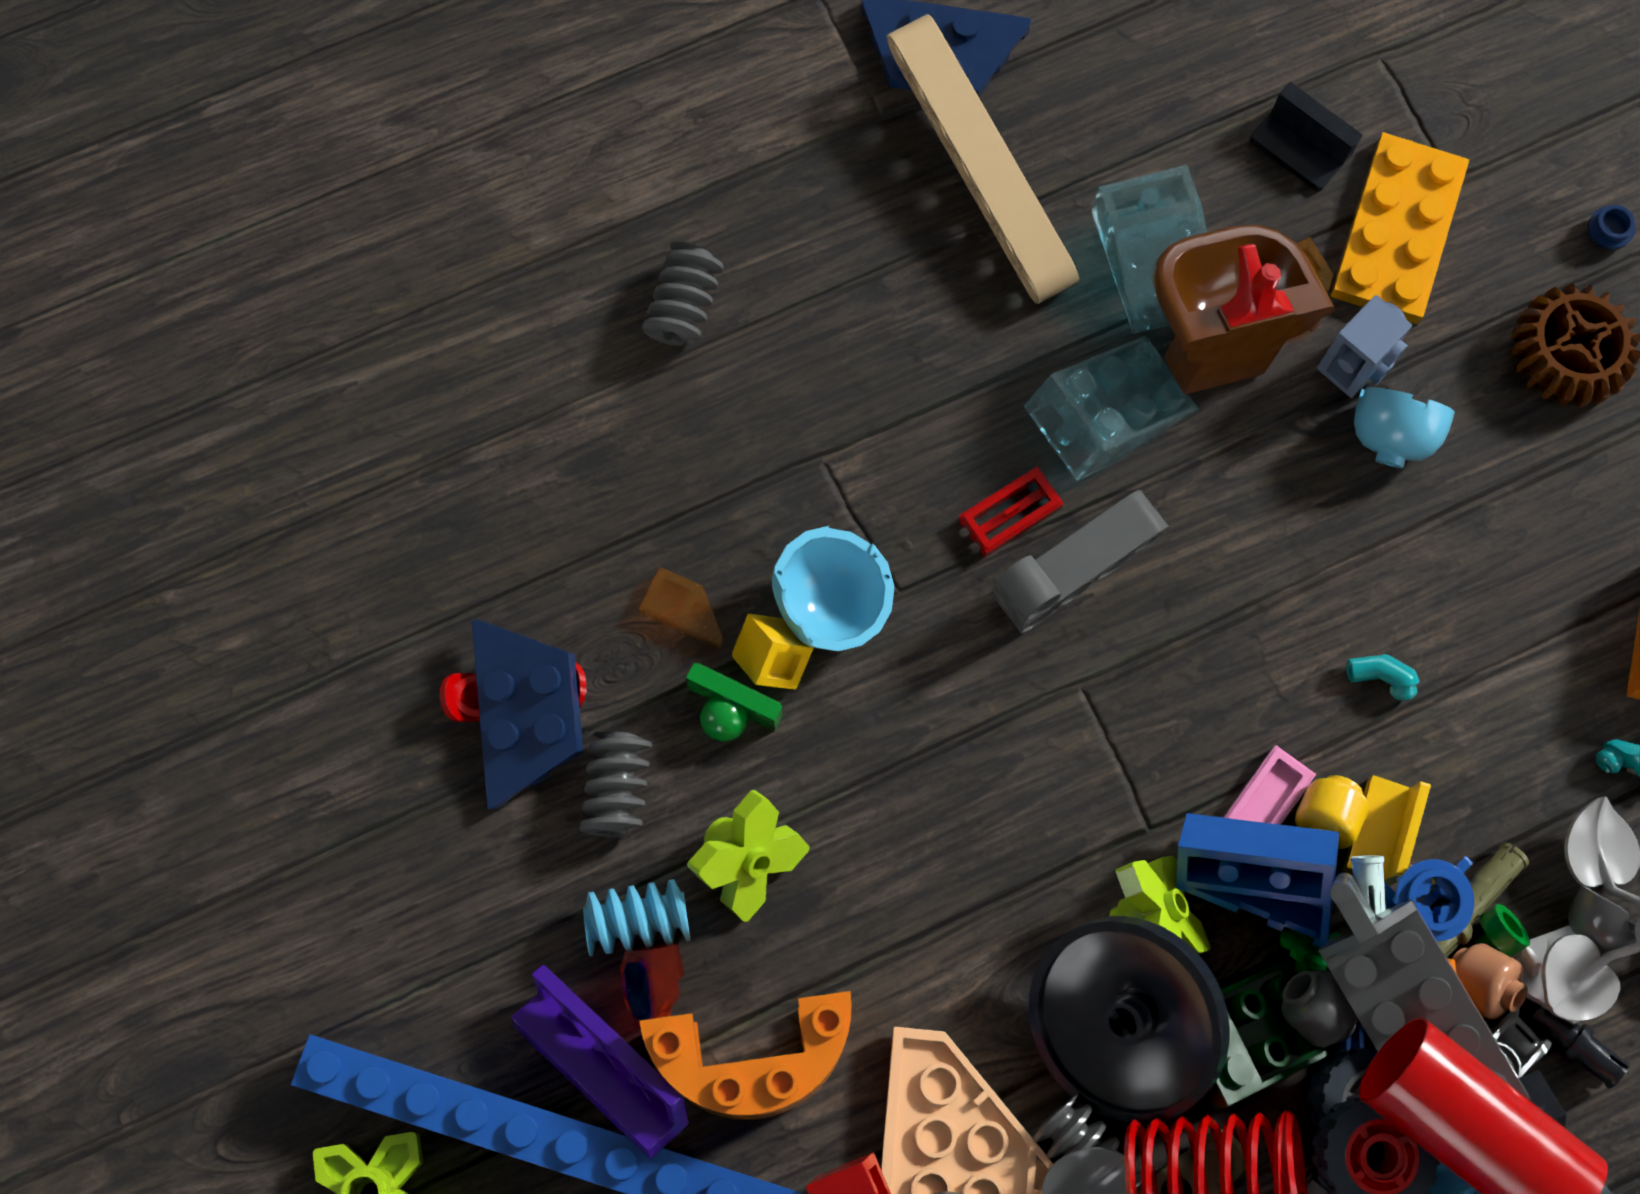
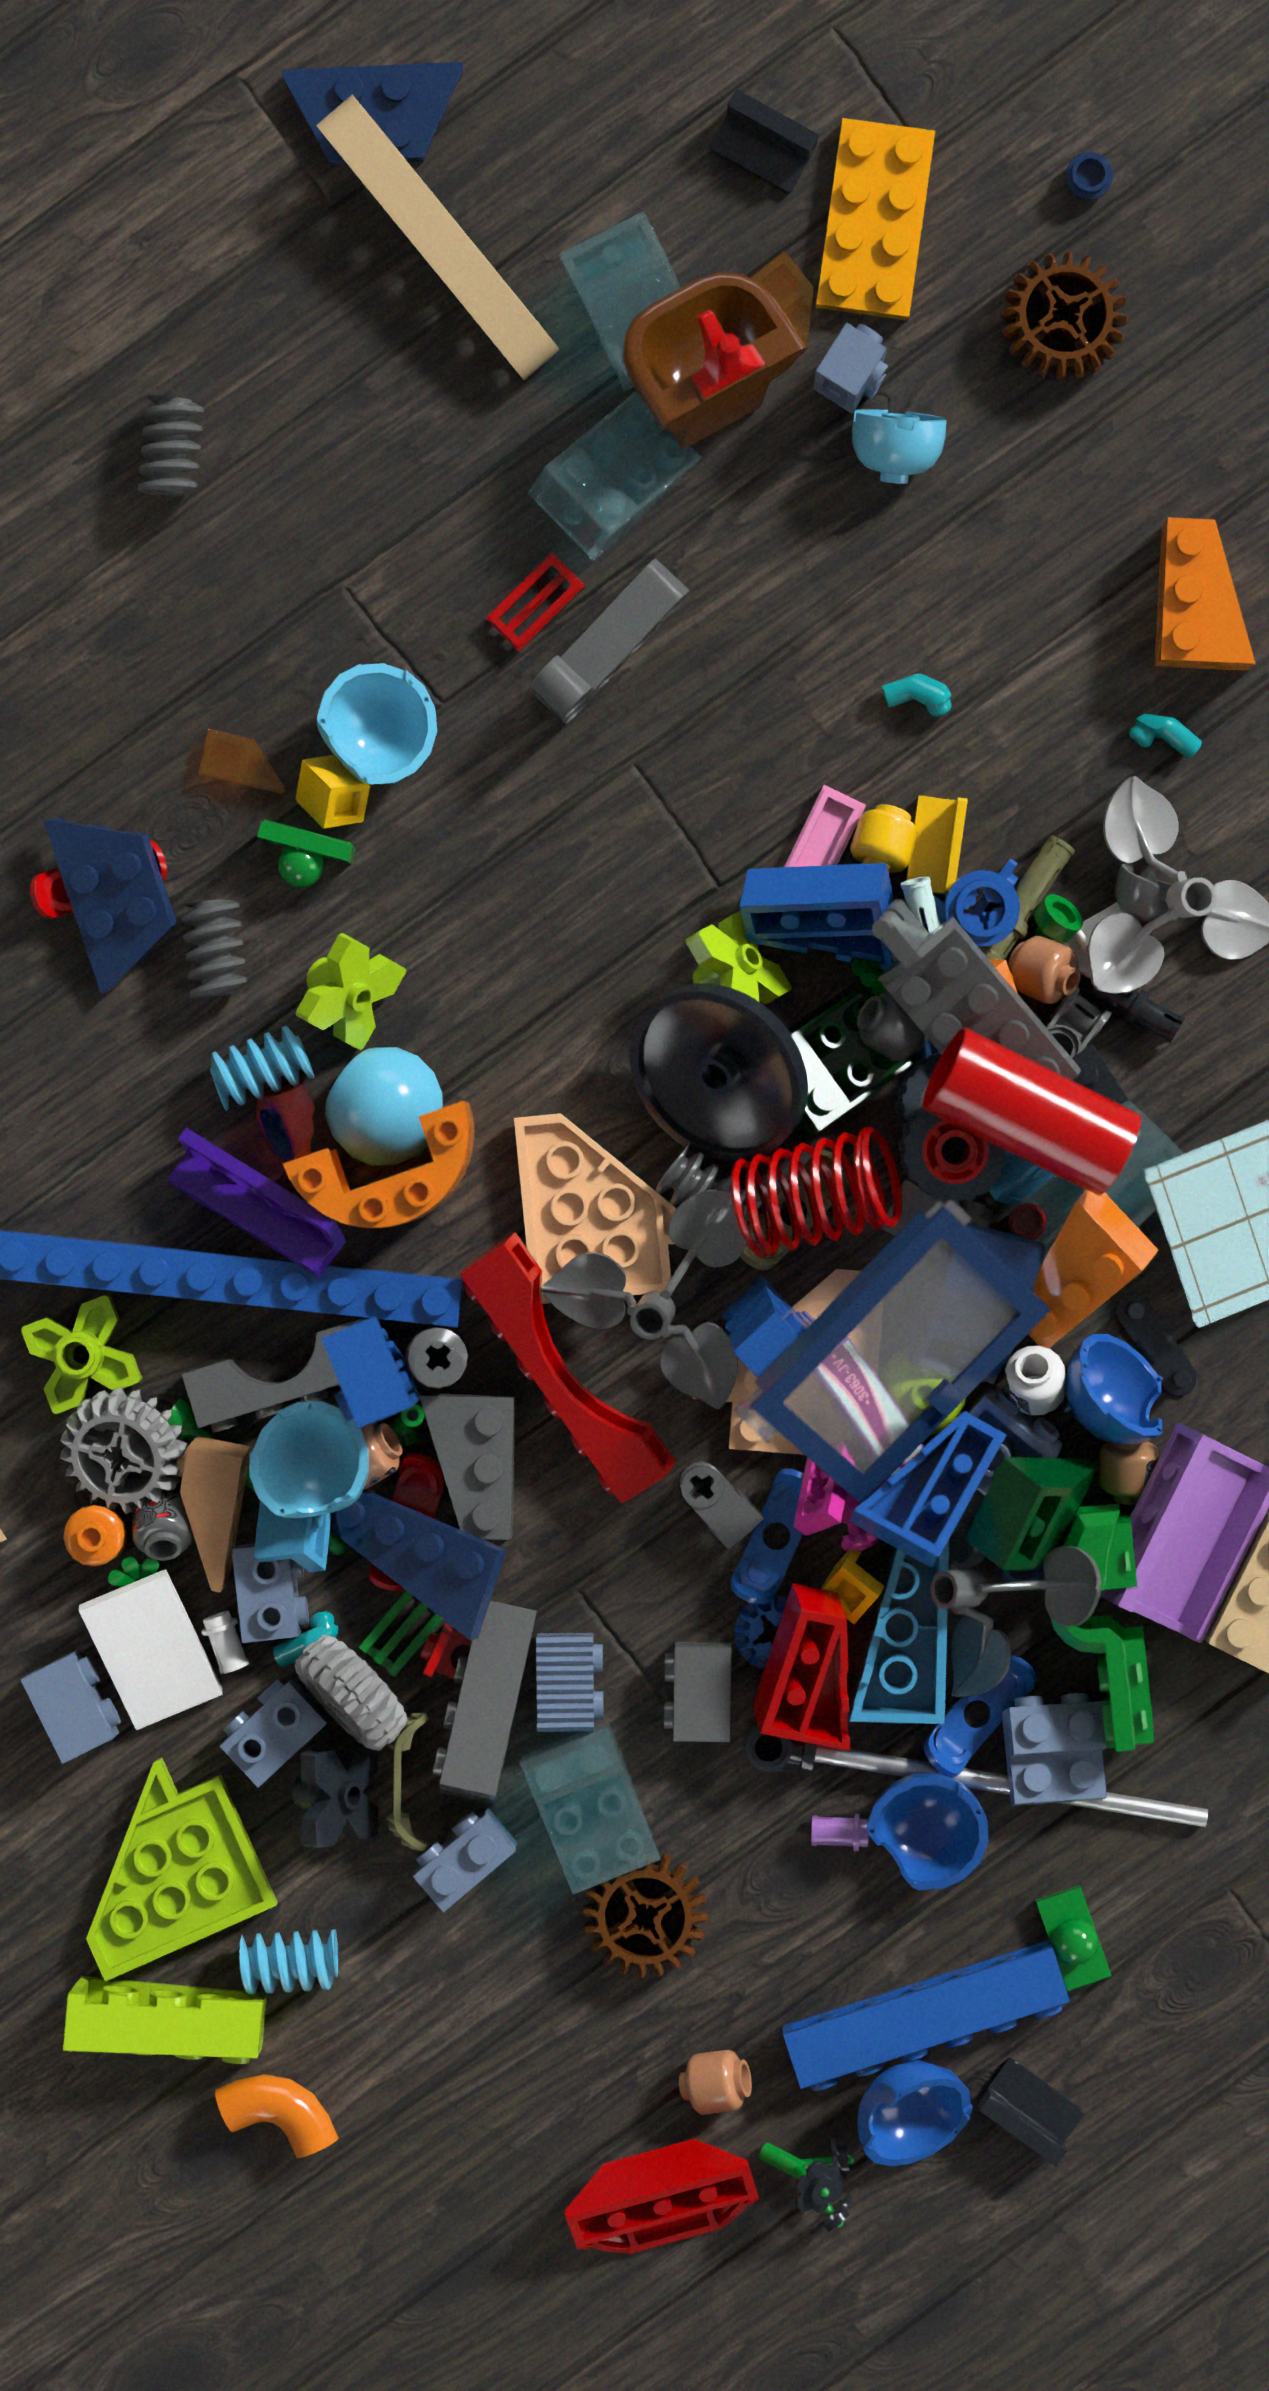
camera: 10 degrees left, 15 degrees up
(753, 985) = (378, 1105): none -> medium azure cylinder

